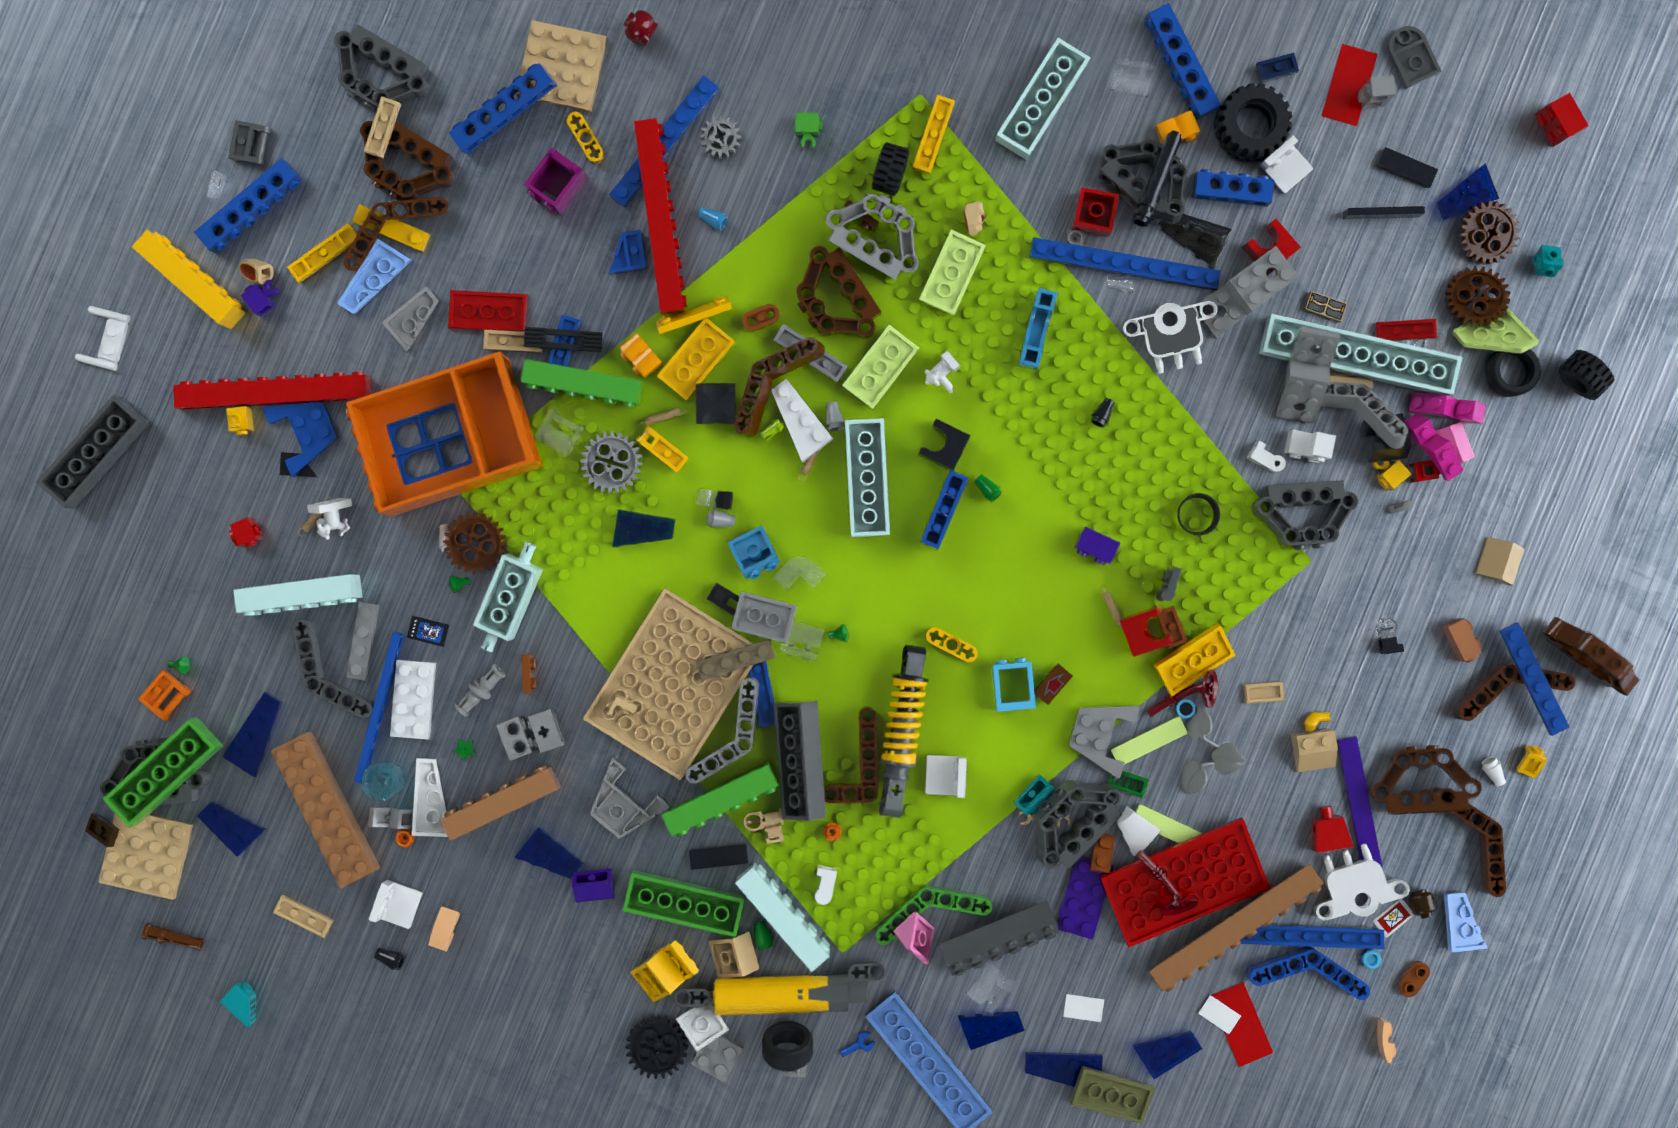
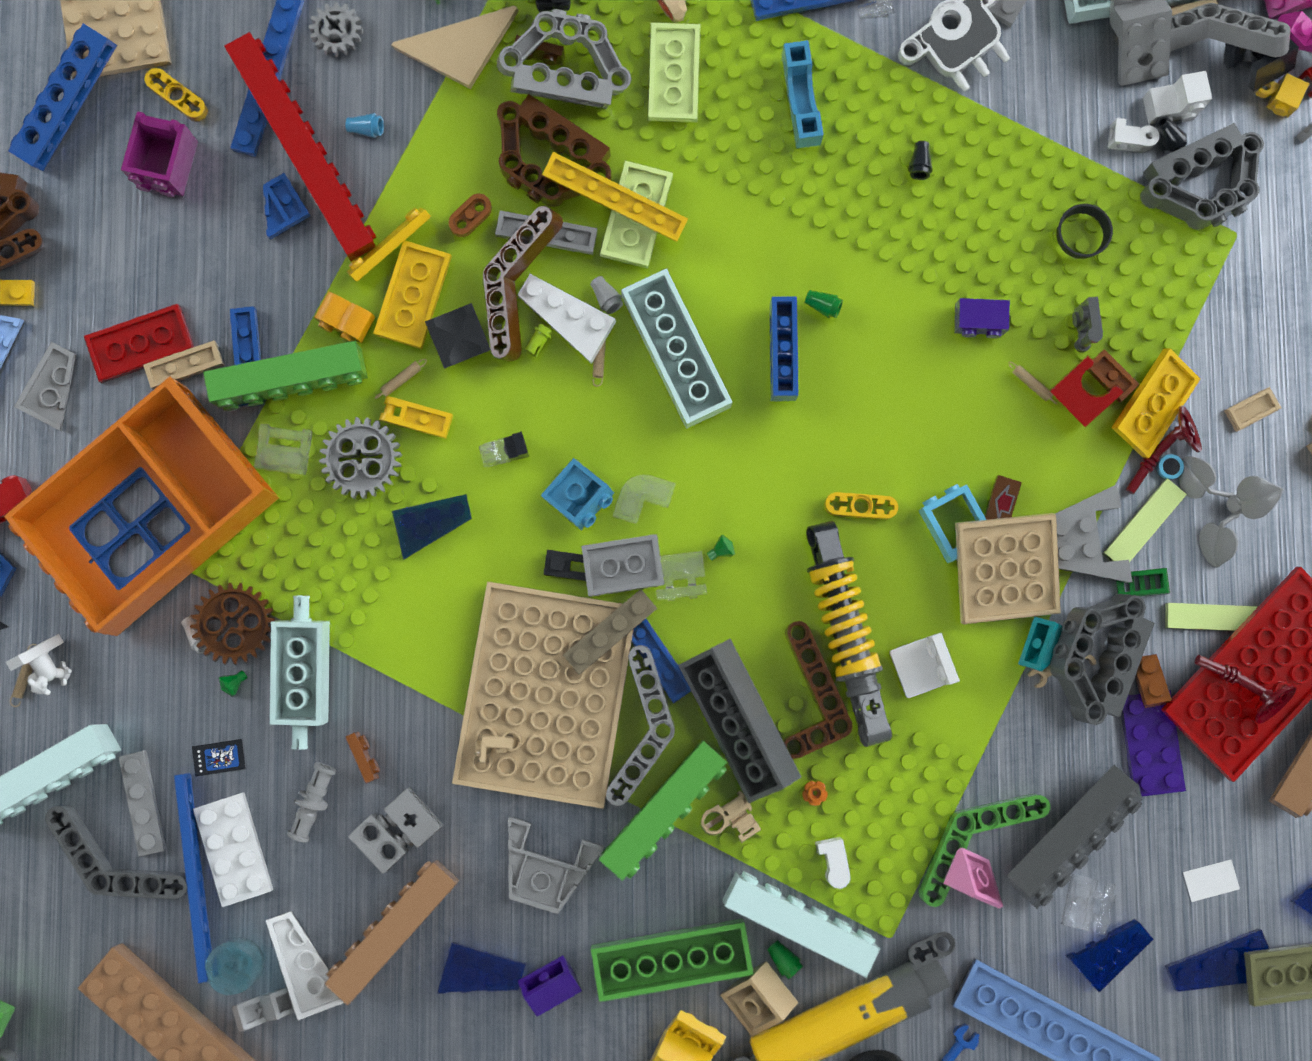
camera: 30 degrees left, 5 degrees down
(250, 742) = (50, 986): clear blue wing -> none
(400, 838) = (286, 1032): orange plate -> none
(464, 749) = (321, 884): green piece -> none
(535, 338) = (208, 348): black container -> none
(718, 856) = (689, 884): black tile -> none
(719, 519) = (518, 472): light grey cone -> none
(805, 189) = (459, 48): none -> tan tile
(869, 350) = (614, 197): none -> yellow plate
(940, 370) = (714, 176): white piece -> none
(954, 445) = (763, 270): black piece -> none
(1035, 733) = (1008, 568): none -> tan tile
(1136, 830) = (1179, 635): white slope -> none
(1294, 469) = (1171, 135): none -> black cone

